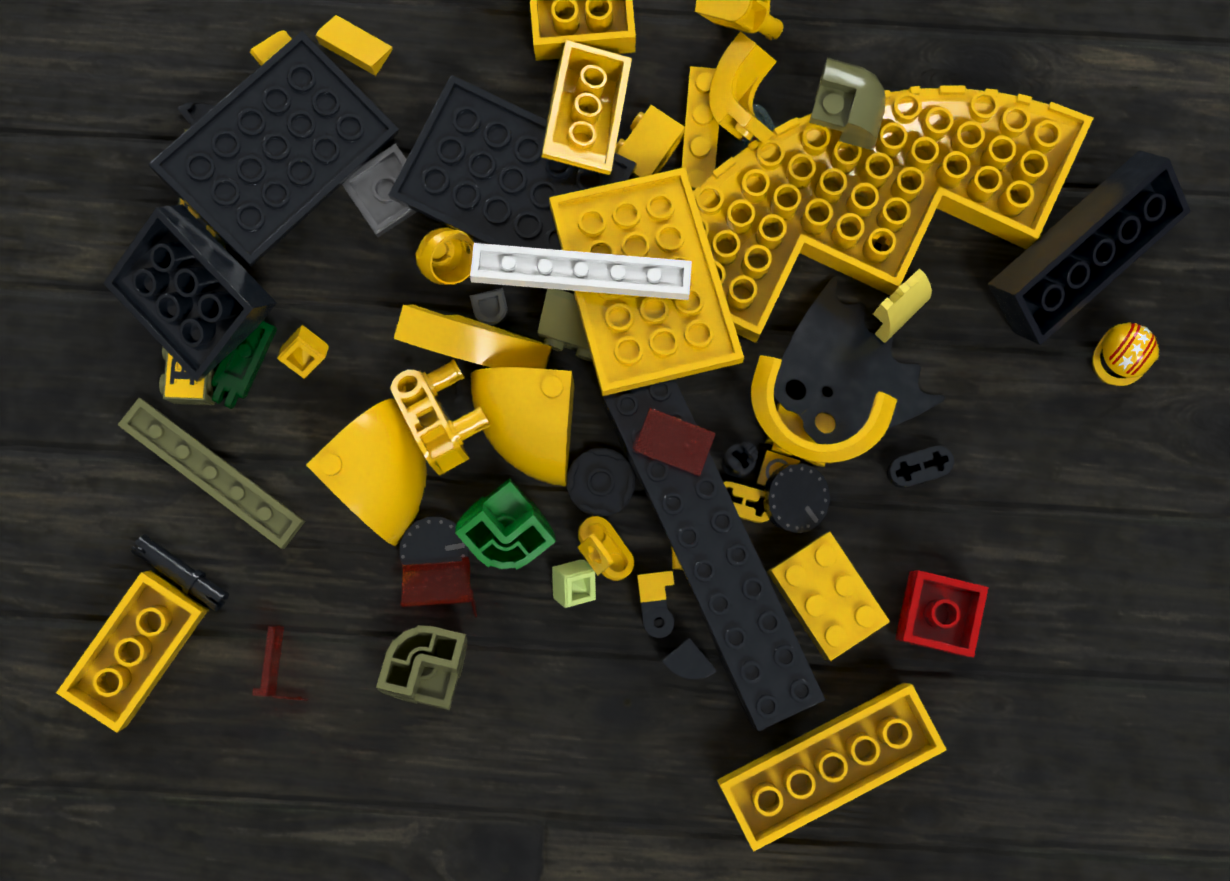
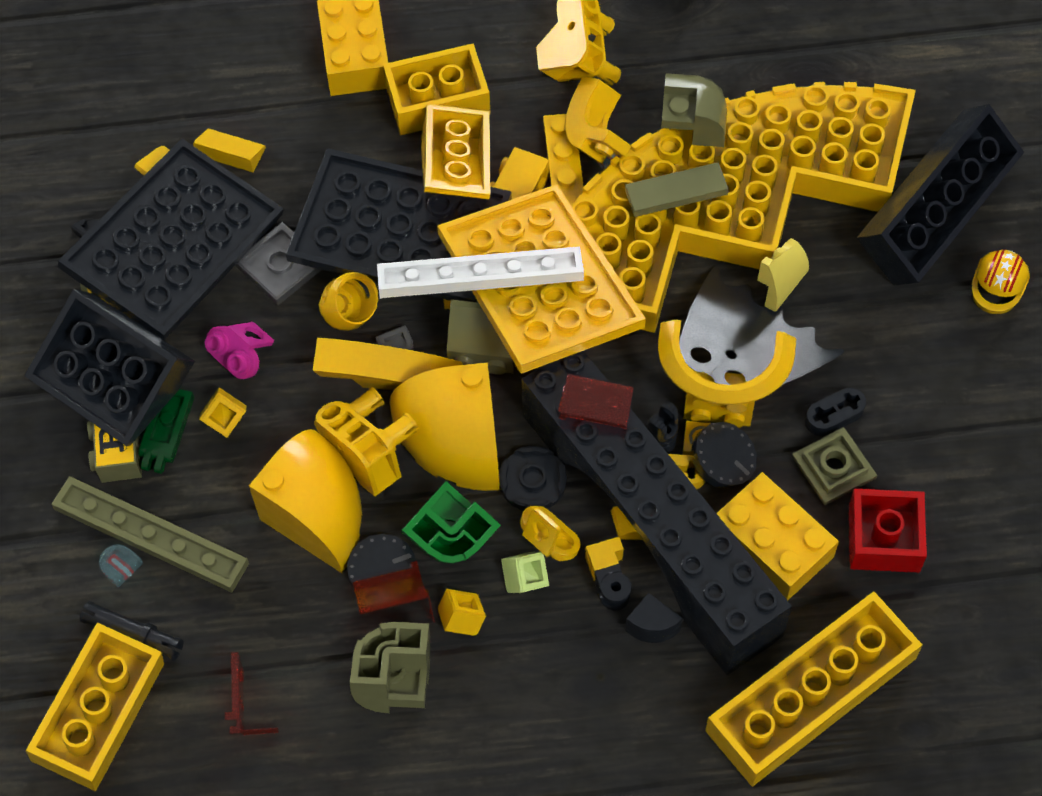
camera: 10 degrees left, 20 degrees down
(177, 497) = (119, 563): none -> clear light blue tile
(325, 285) = (235, 349): none -> dark pink bracket
(503, 613) = (461, 612): none -> yellow slope
(810, 194) = (676, 189): none -> olive tile
(884, 522) = (829, 482): none -> olive piece

